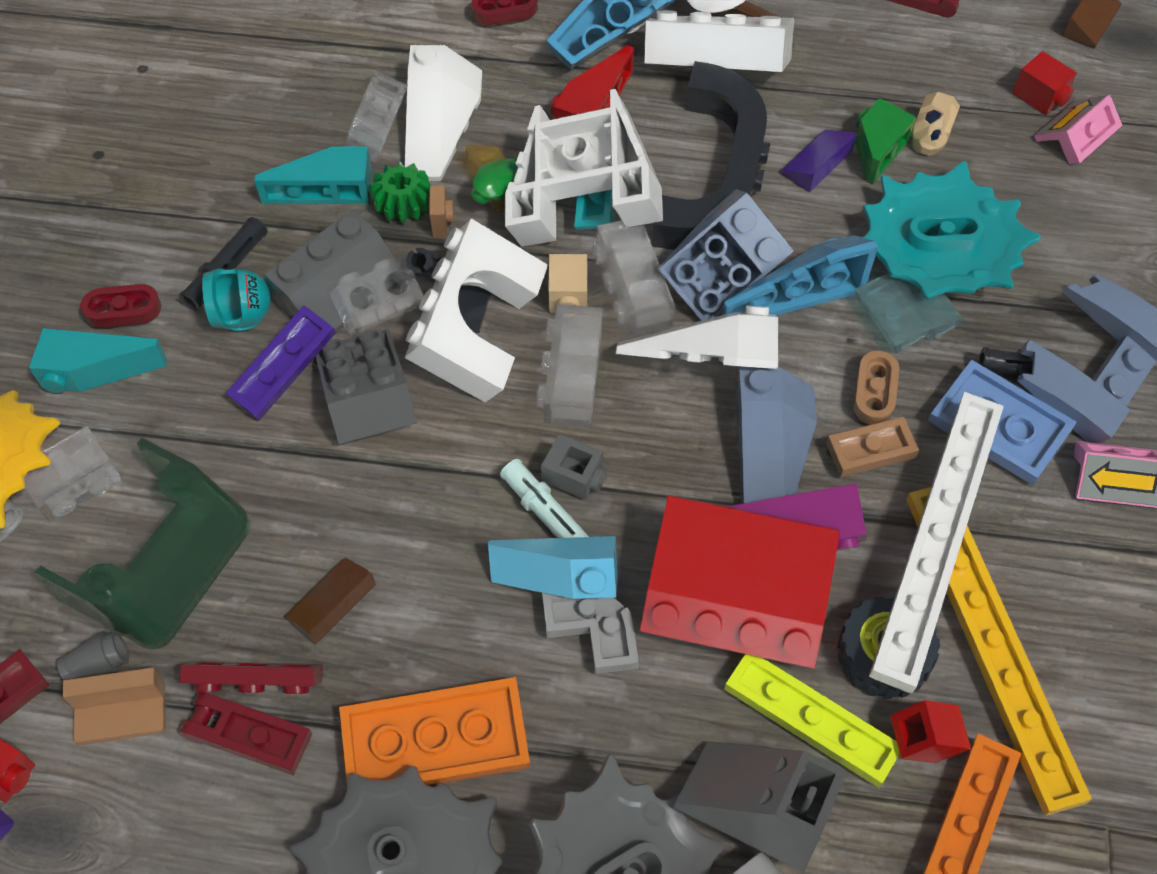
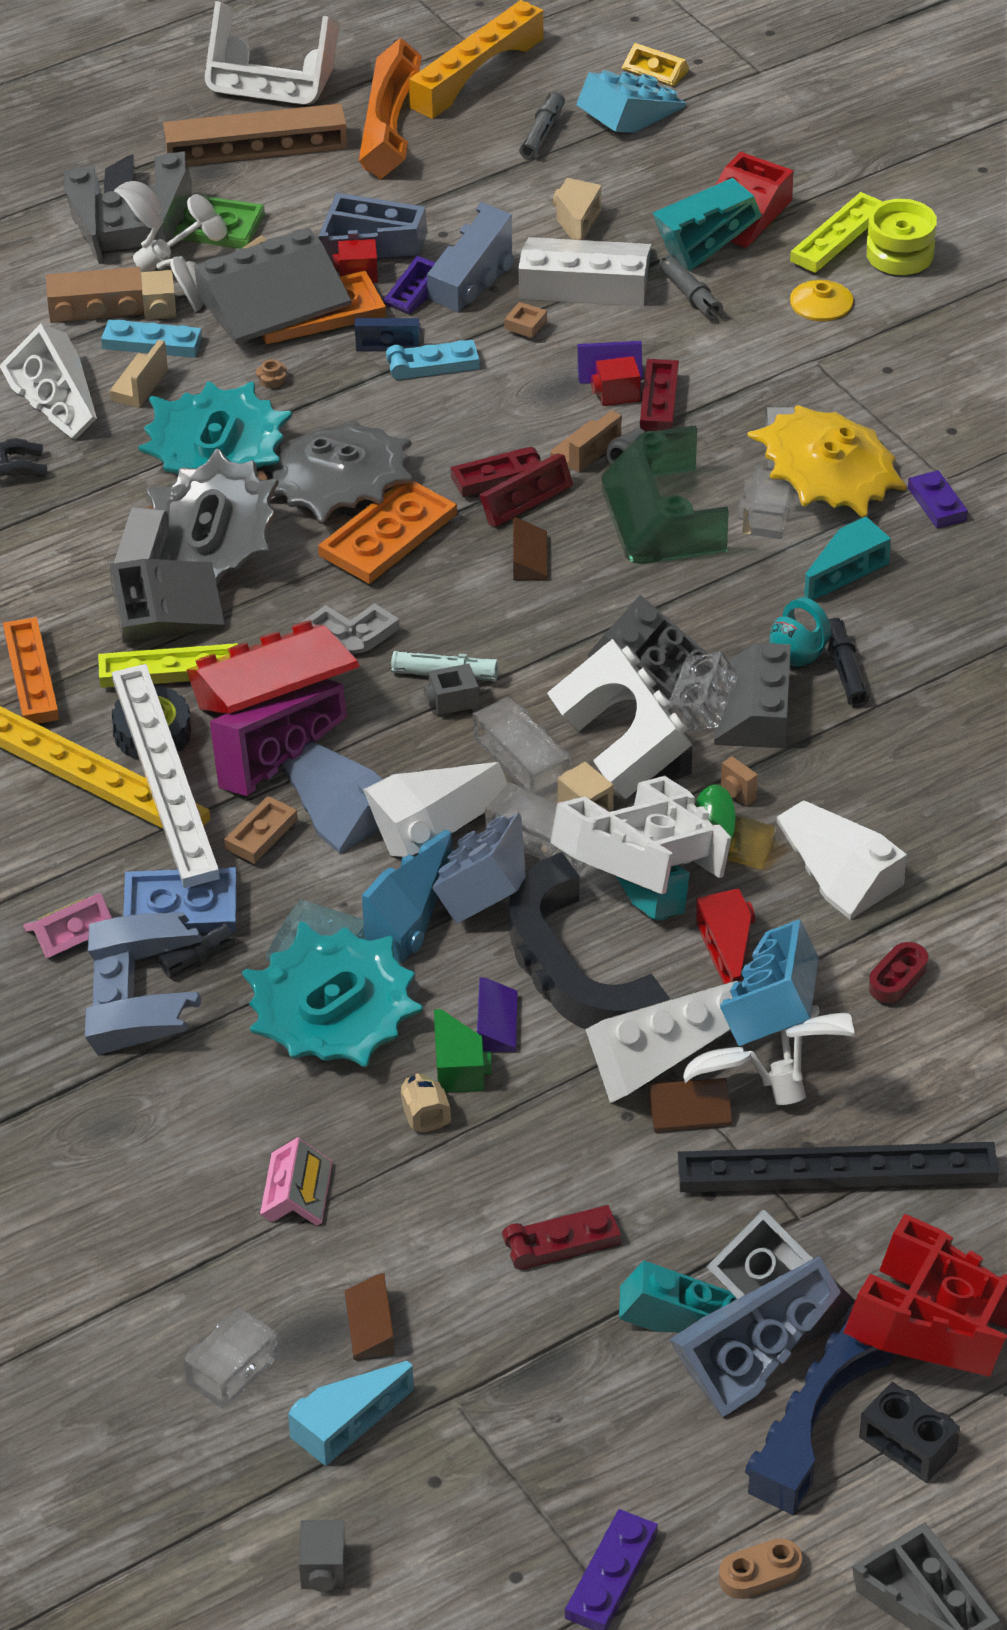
camera: 140 degrees right, 15 degrees down
(122, 304) = (875, 597): dark red plate -> none
(281, 362) = (718, 624): dark purple plate -> none
(323, 177) = (847, 754): teal slope -> none
(376, 114) = (867, 799): clear brick -> none
(401, 192) = (784, 776): green gear -> none
(423, 263) = (686, 709): black pin -> none
(557, 565) = (393, 628): medium azure slope -> none
(876, 390) = (291, 868): medium nougat plate -> none
(930, 731) = (86, 688): red brick -> none
(1045, 83) = (357, 1199): red brick -> none

